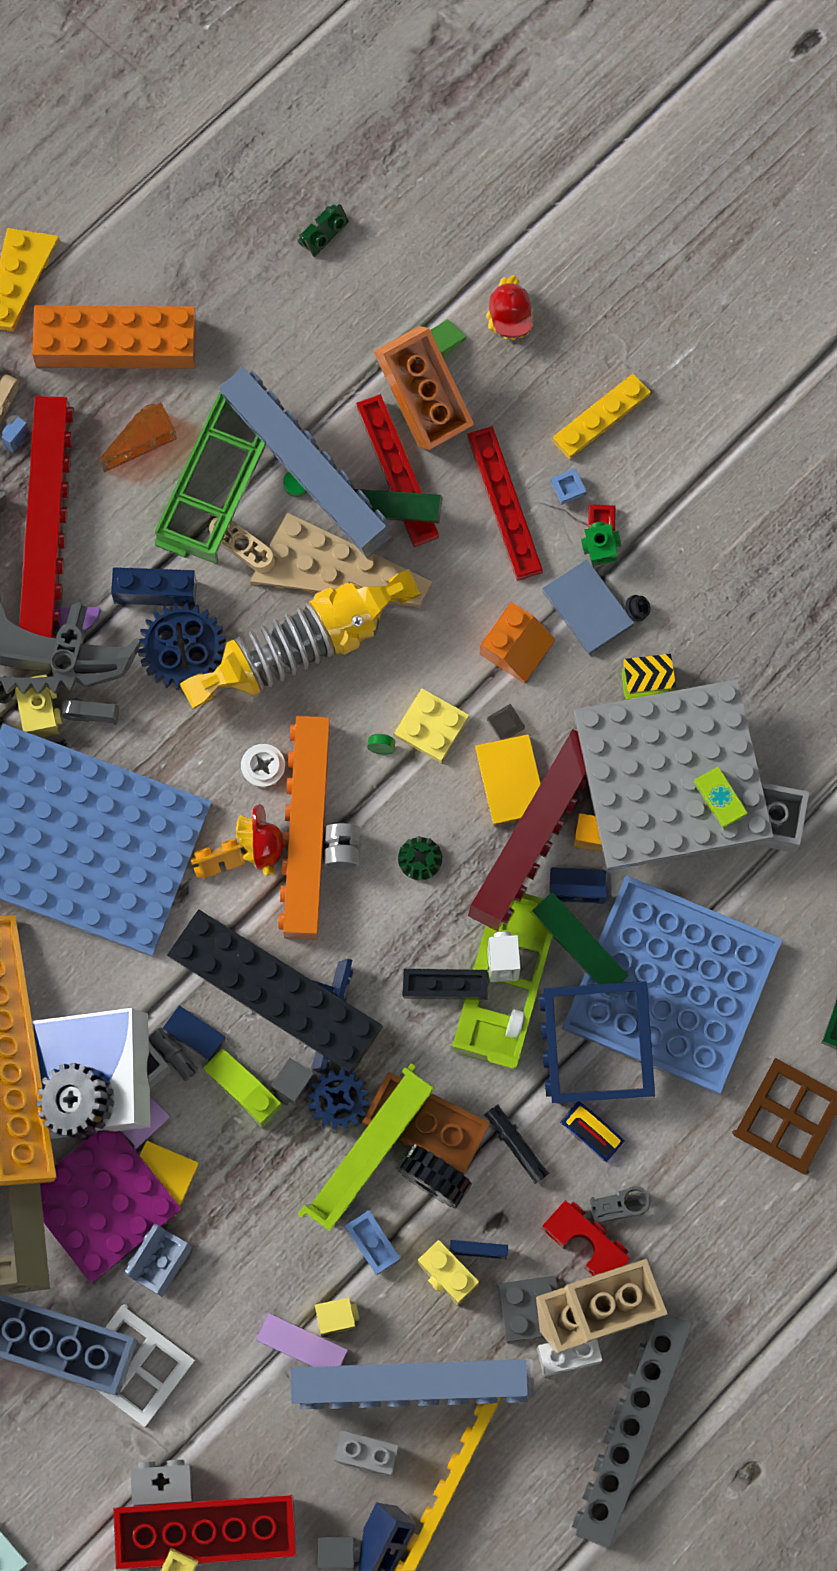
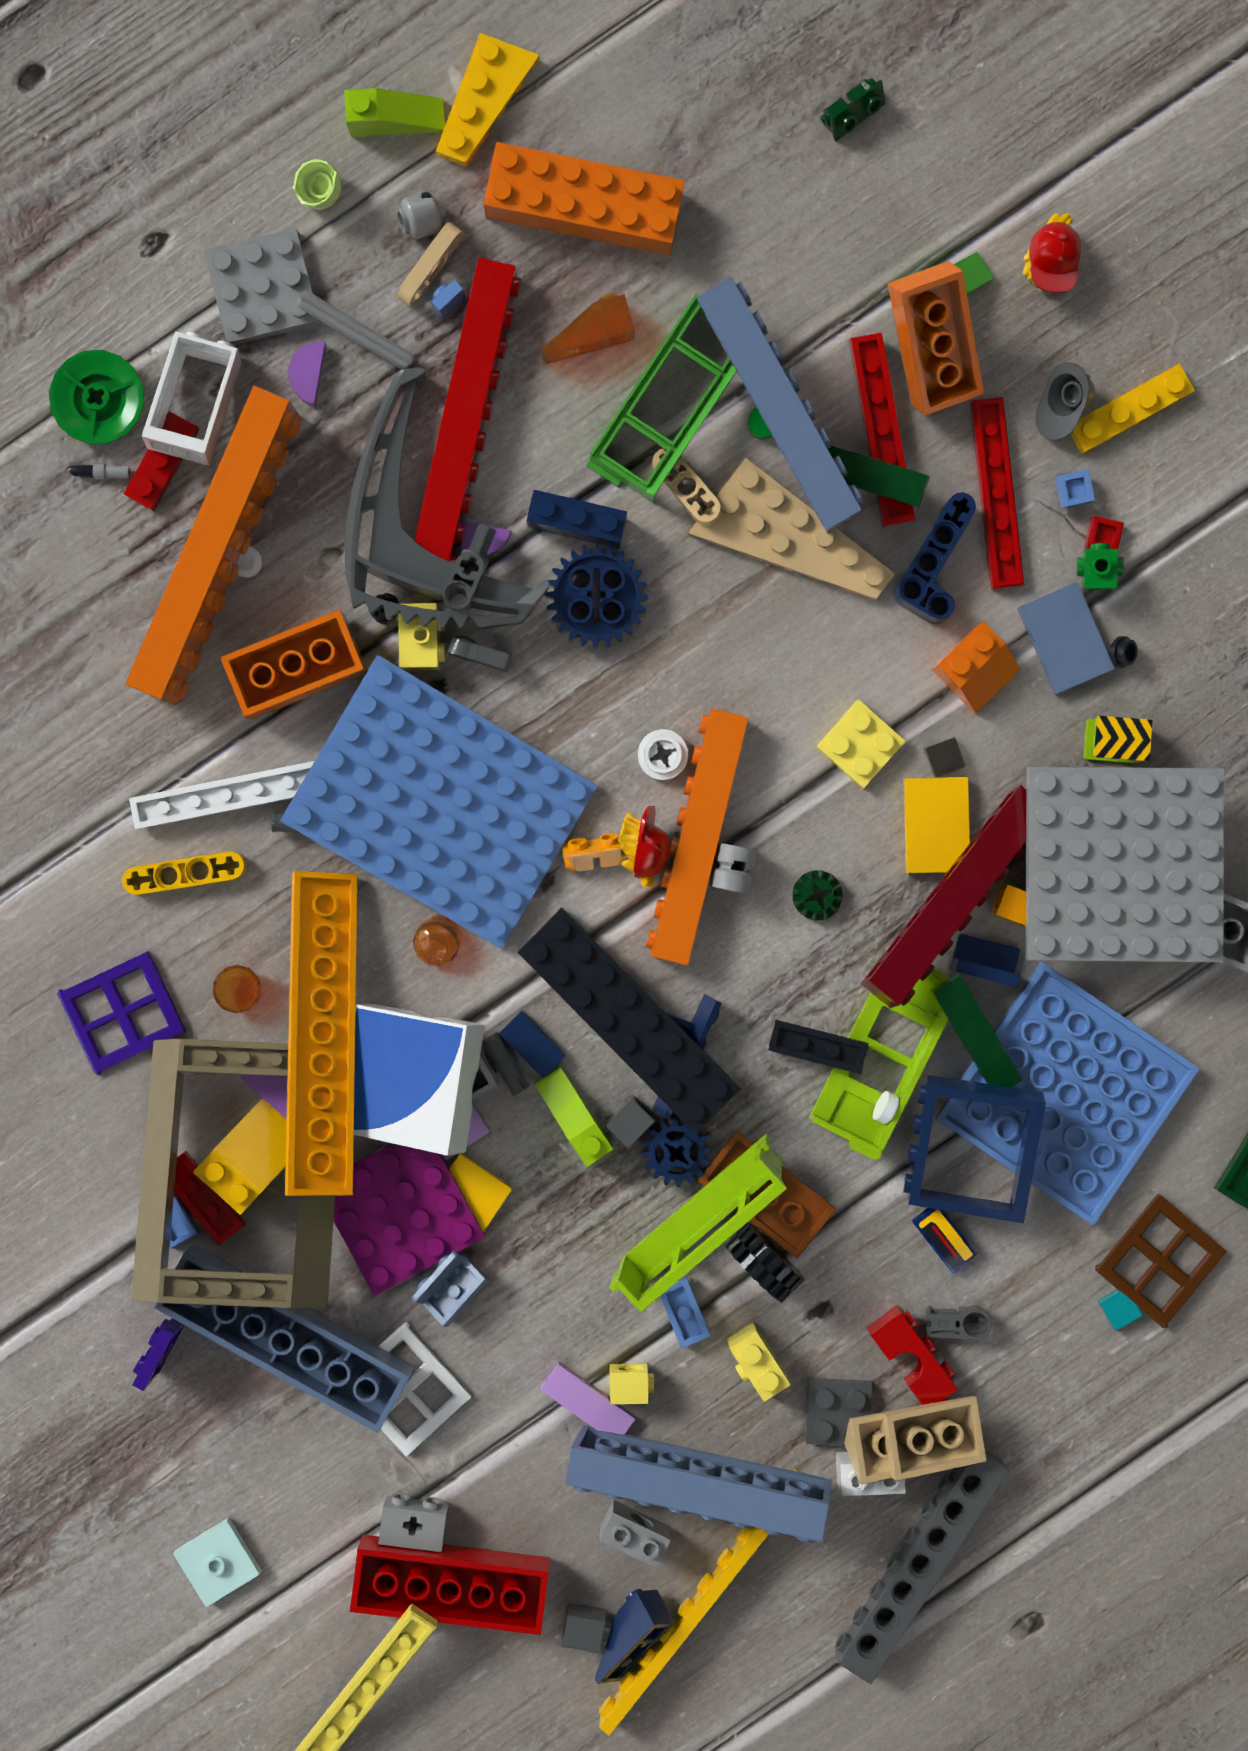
camera: 10 degrees right, 15 degrees up
(82, 1116) = (401, 1102): bush -> none
(95, 960) = (437, 941): none -> clear orange hair
(328, 626) = (769, 608): yellow piece -> none
(381, 744) = (800, 756): green tile -> none
(464, 557) = (938, 554): none -> dark blue beam
(479, 1249) = (796, 1342): dark blue tile -> none
(503, 957) = (890, 1036): white brick -> none
(516, 1143) = (854, 1223): black pin -> none
(543, 417) = (1064, 400): none -> dark grey piece
(720, 797) = (1175, 908): lime tile -> none
(762, 1166) = (1119, 1309): none -> teal tile

